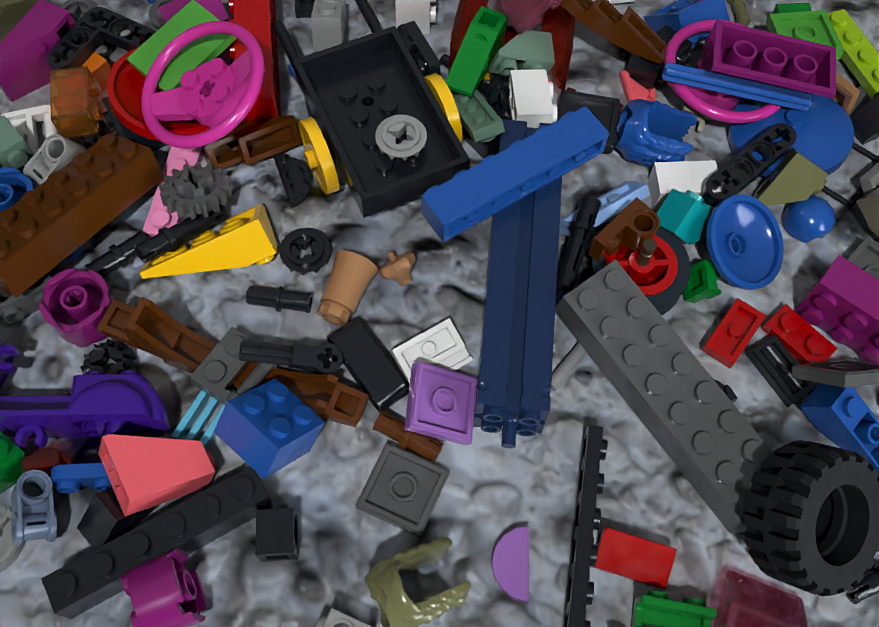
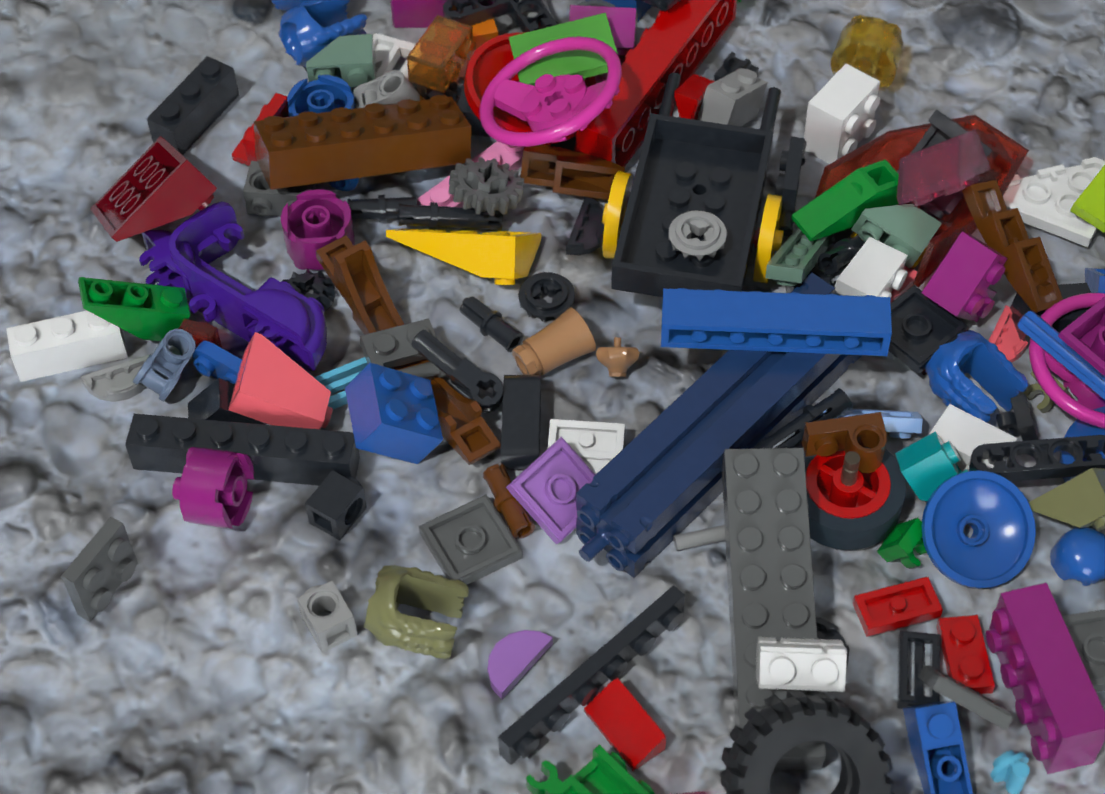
camera: 40 degrees right, 10 degrees down
(300, 32) = (690, 96): none -> red slope
(600, 62) = (965, 278): none -> magenta brick
(702, 144) = (1019, 421): none -> black tile
(753, 433) = (801, 664): none -> white brick

